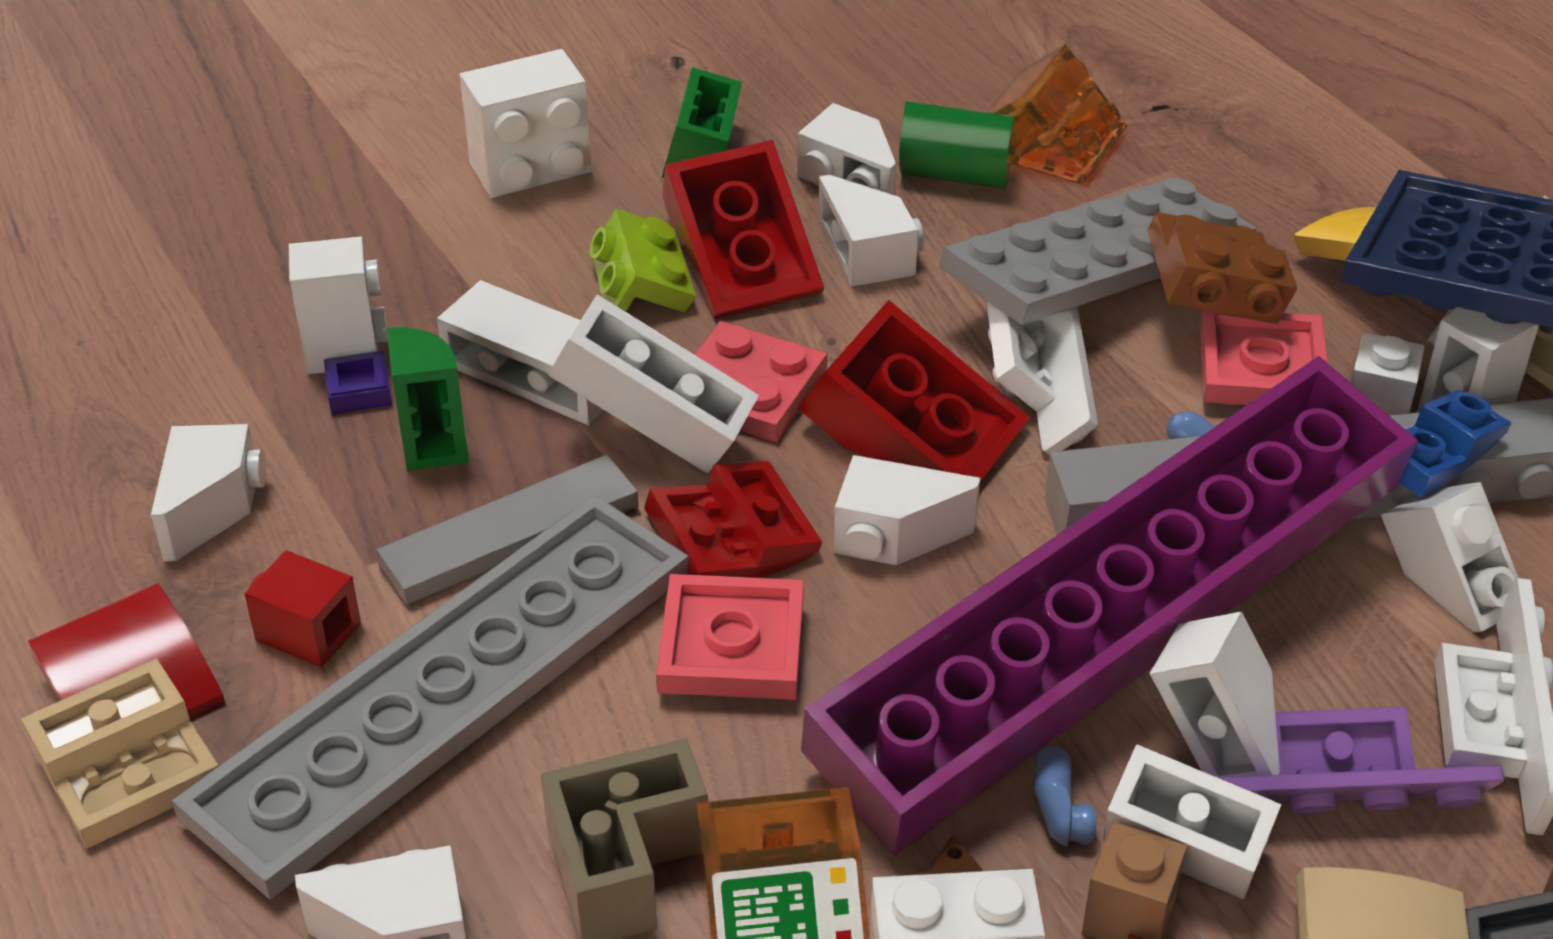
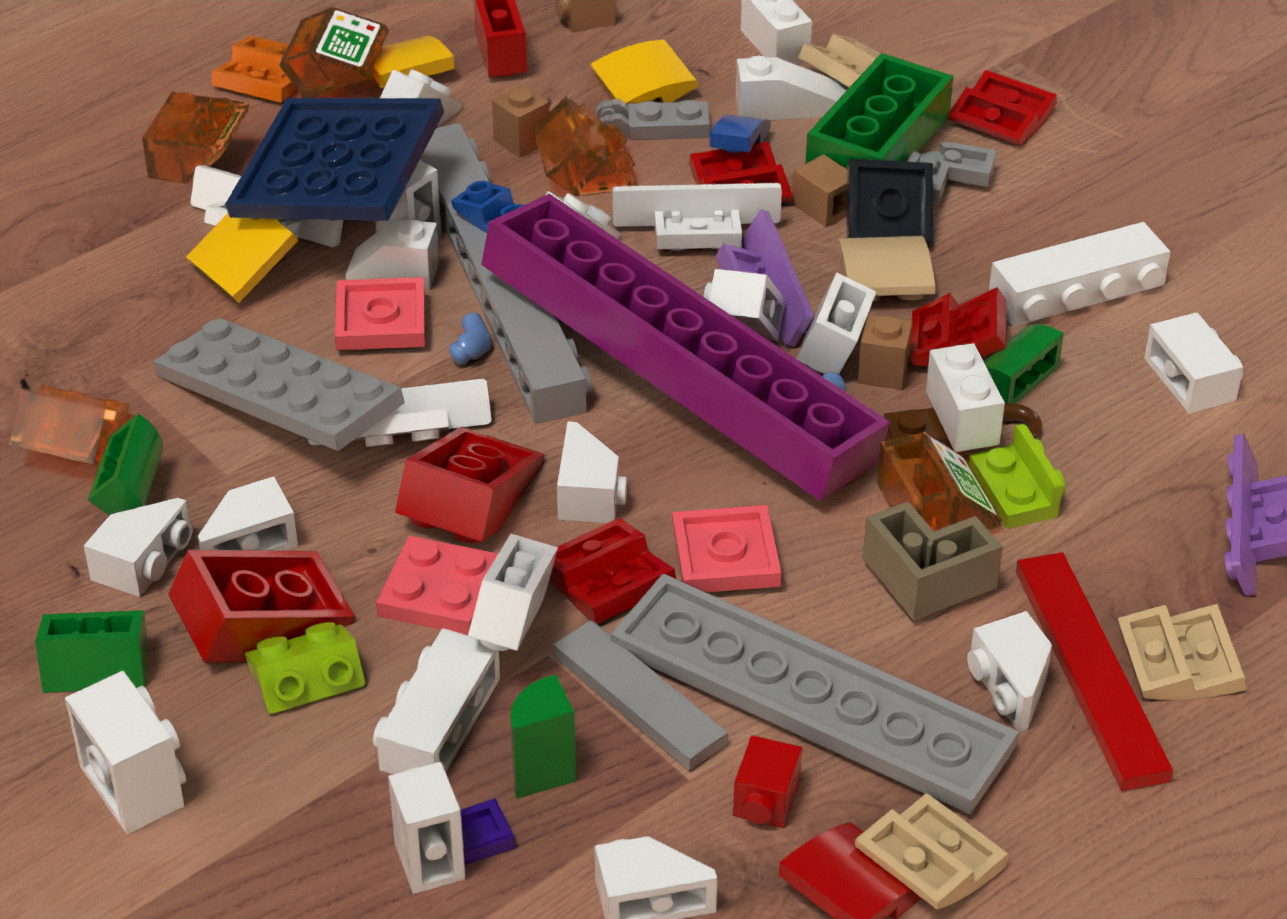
camera: 100 degrees left, 0 degrees up
(1221, 268) = (322, 312): dark orange plate -> none

